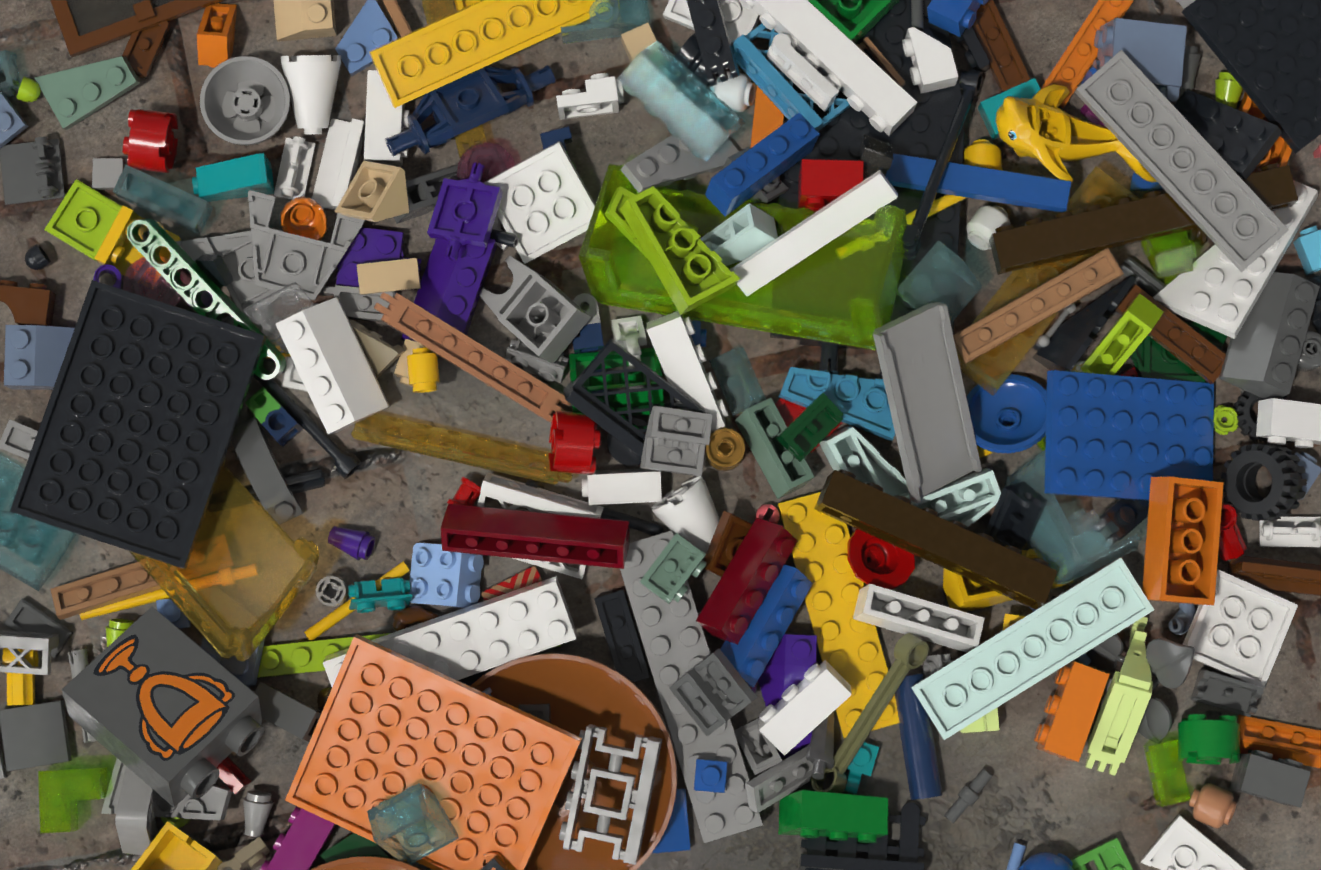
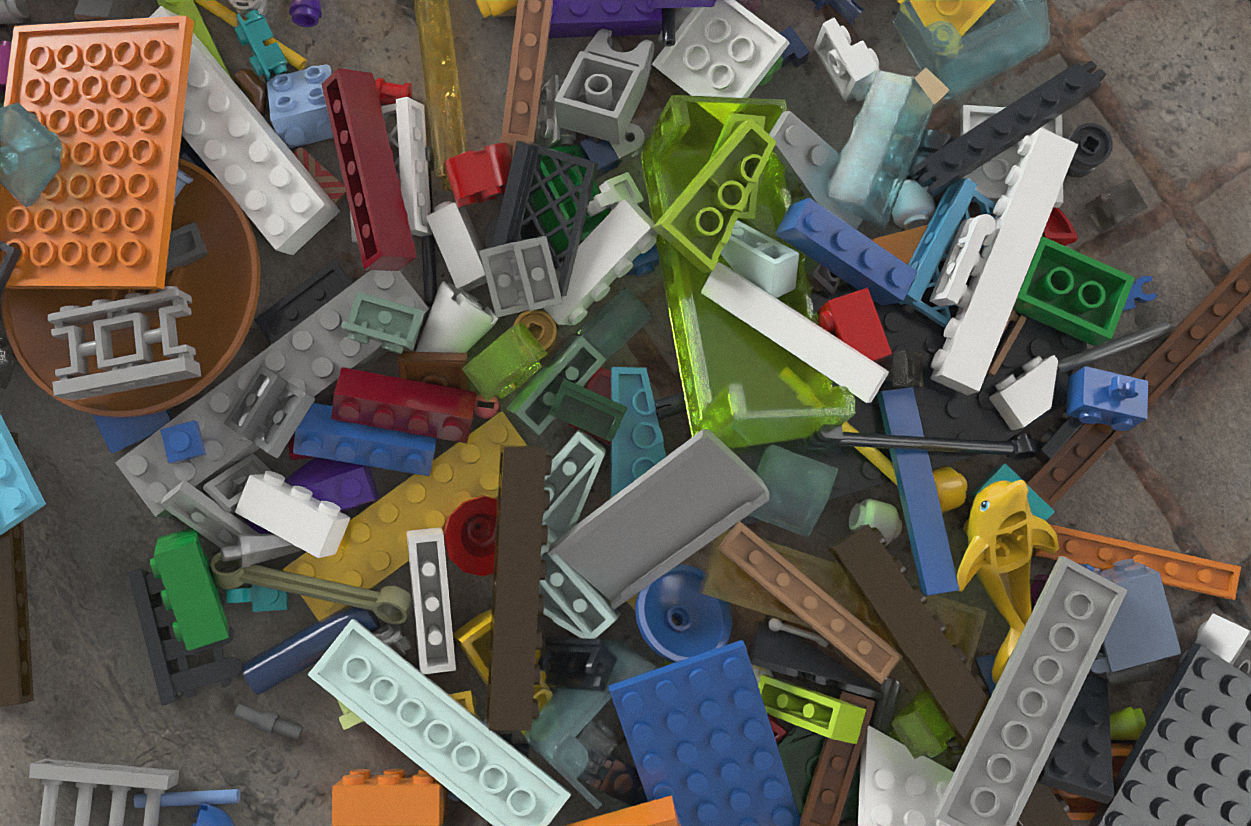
camera: 70 degrees right, 0 degrees up
(743, 480) = (506, 363): none -> clear neon green brick

